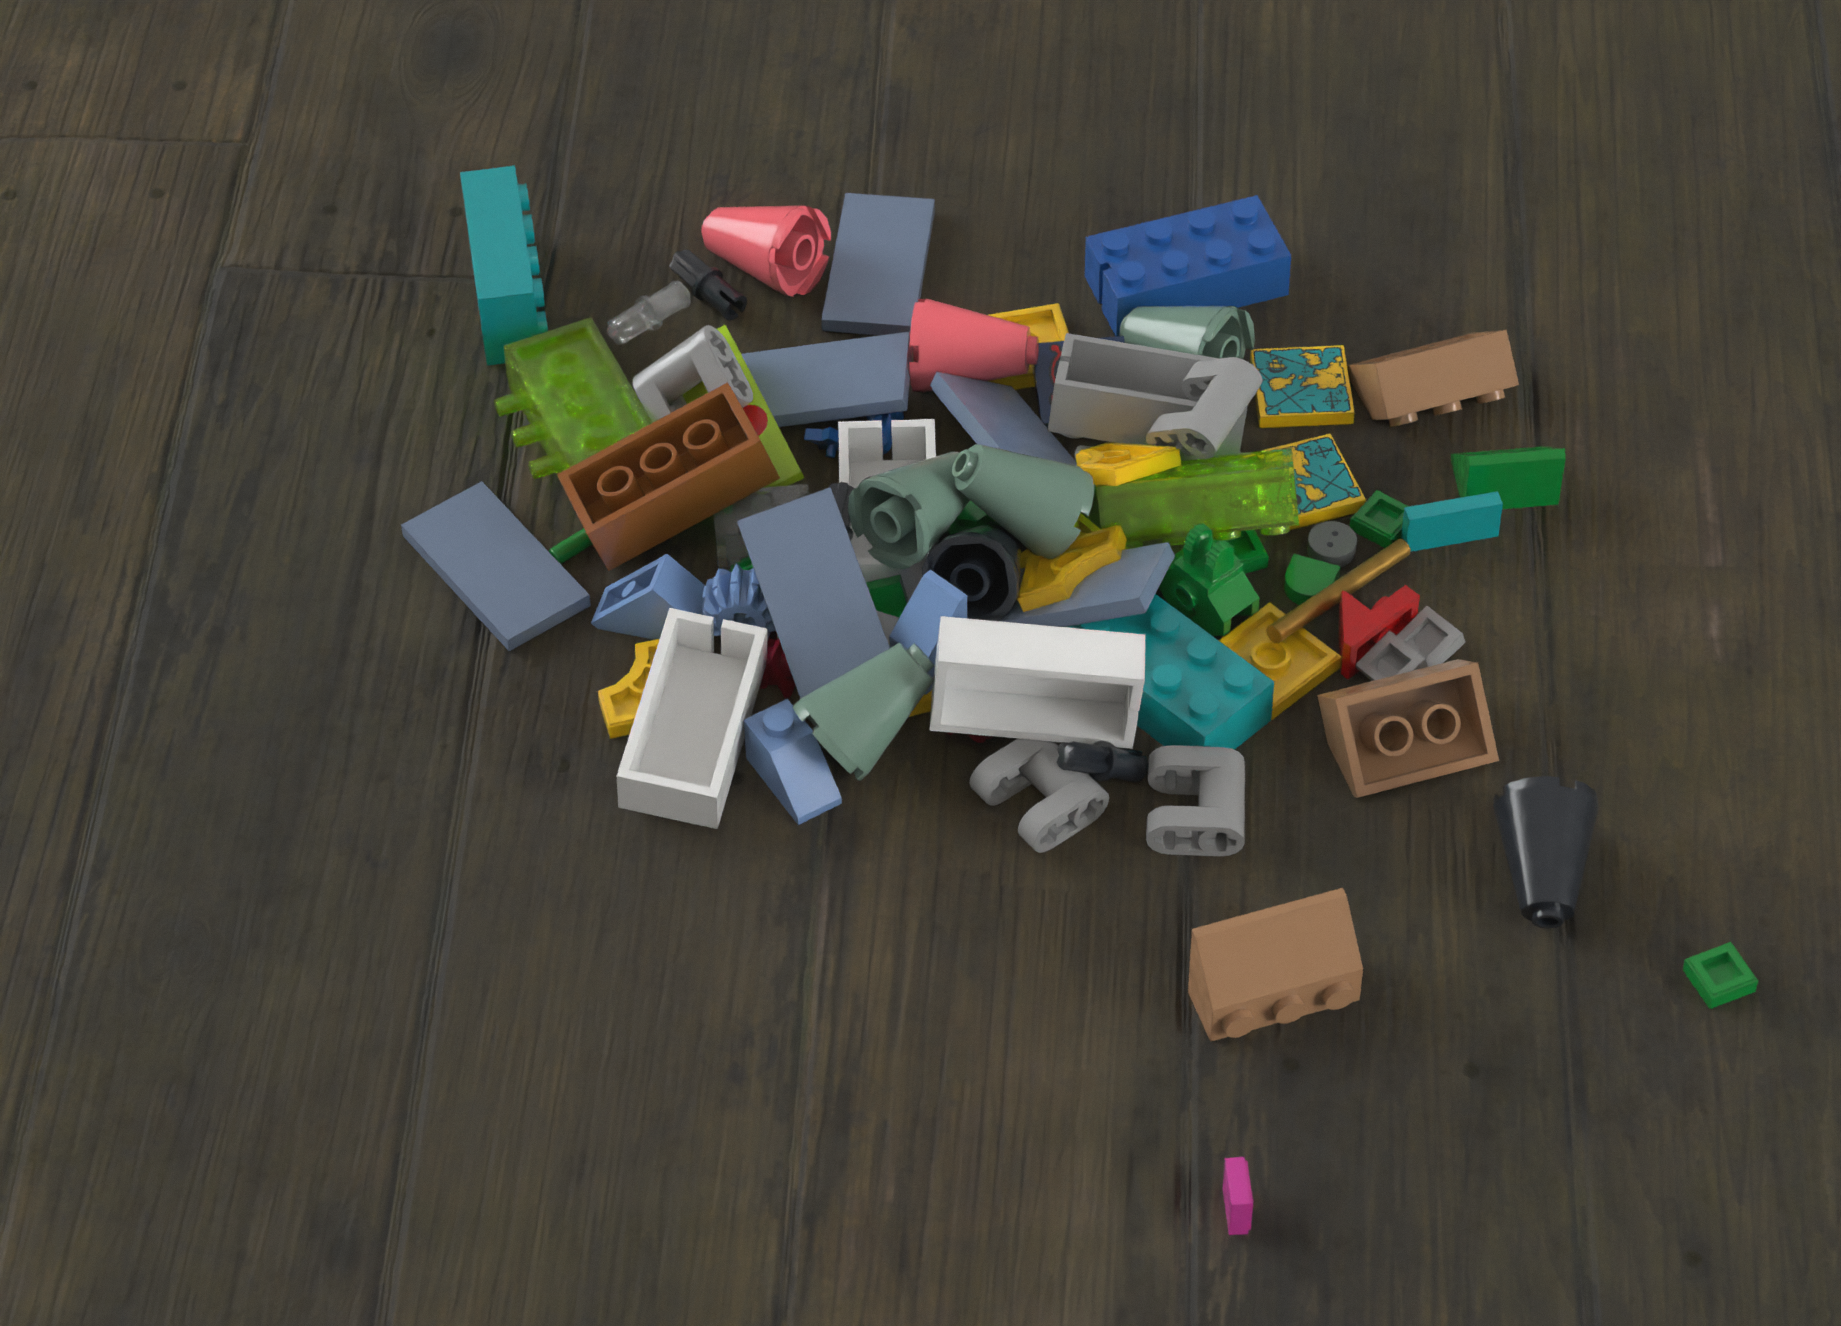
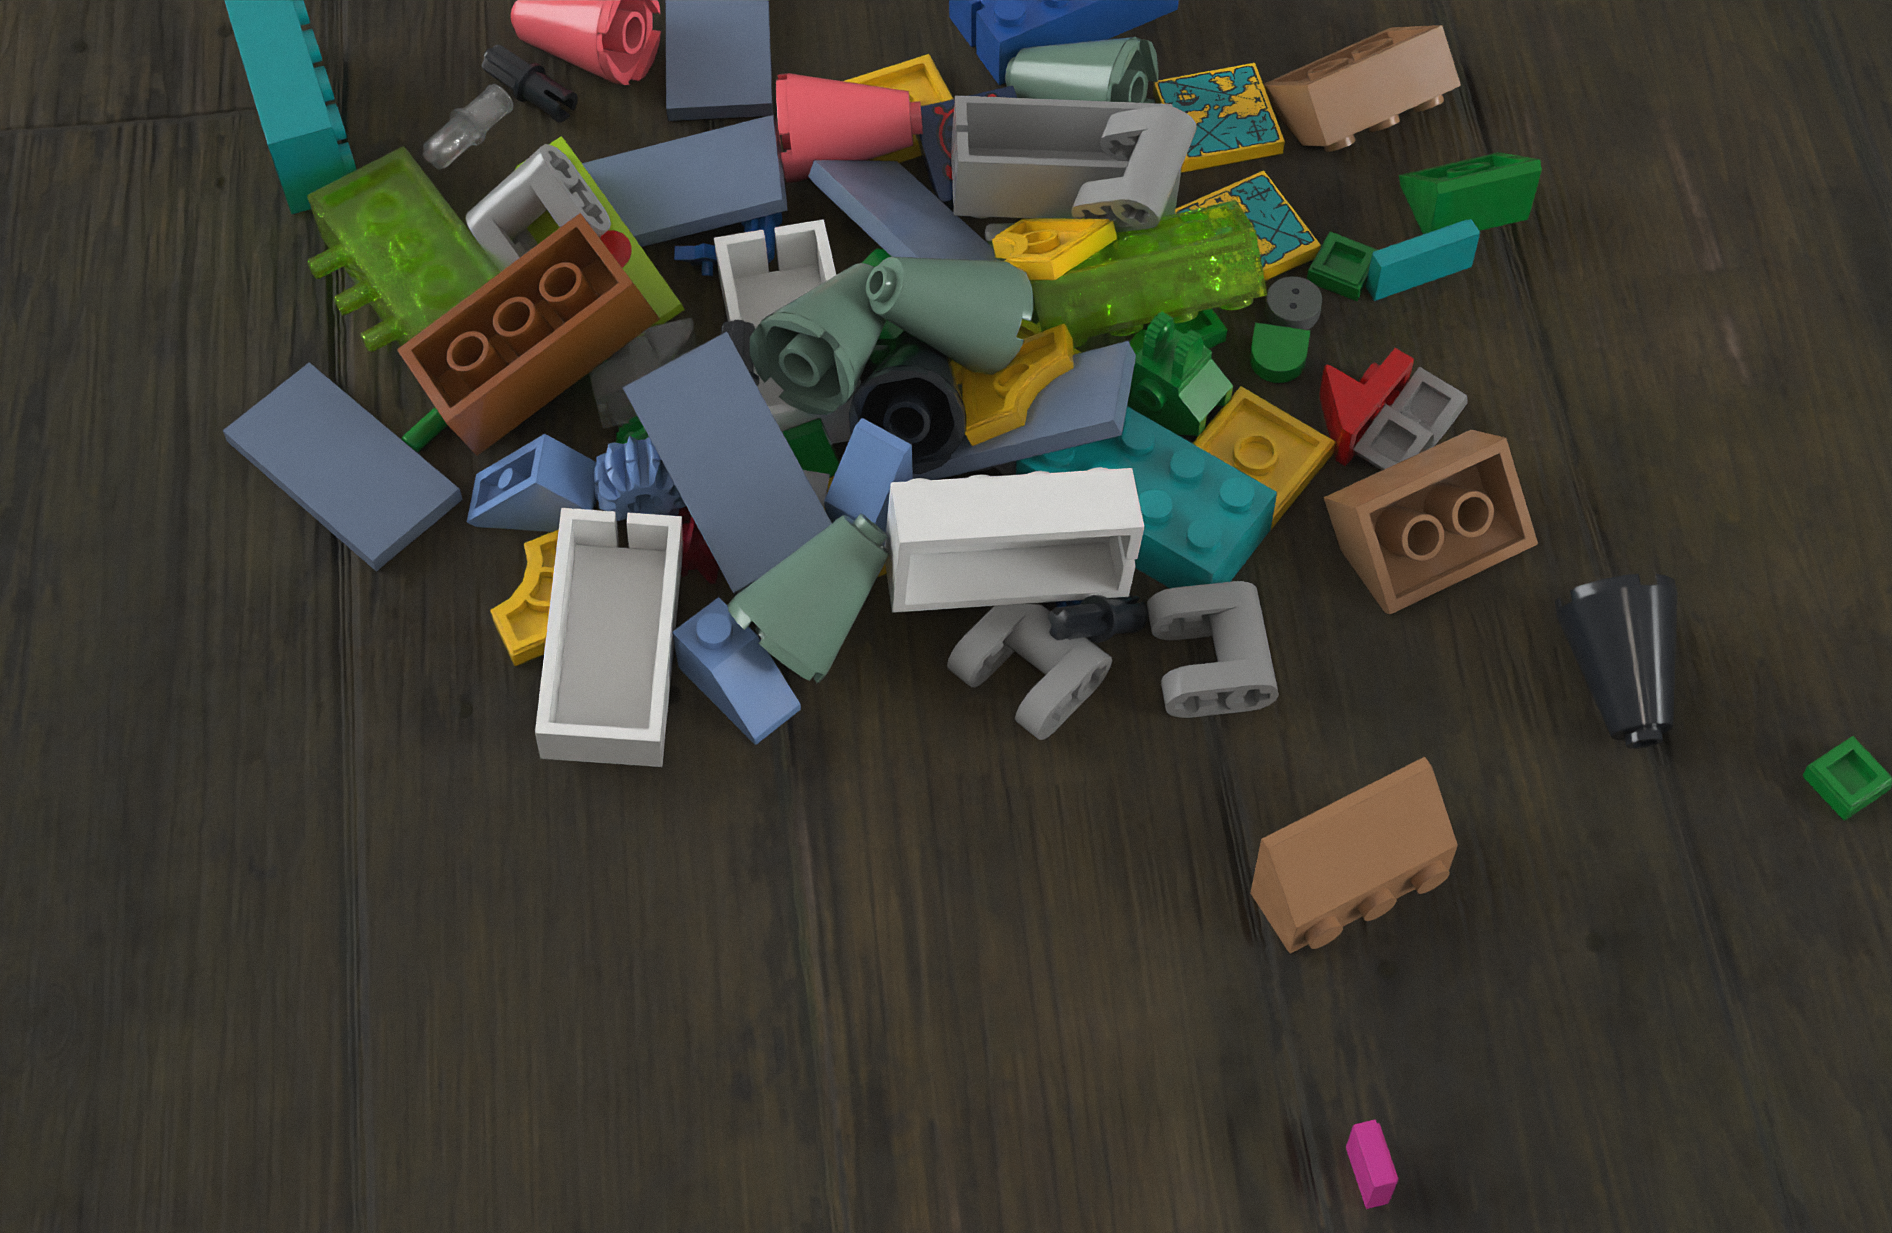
camera: 10 degrees left, 10 degrees up
(1332, 594) = (1314, 362): pearl gold bar -> none

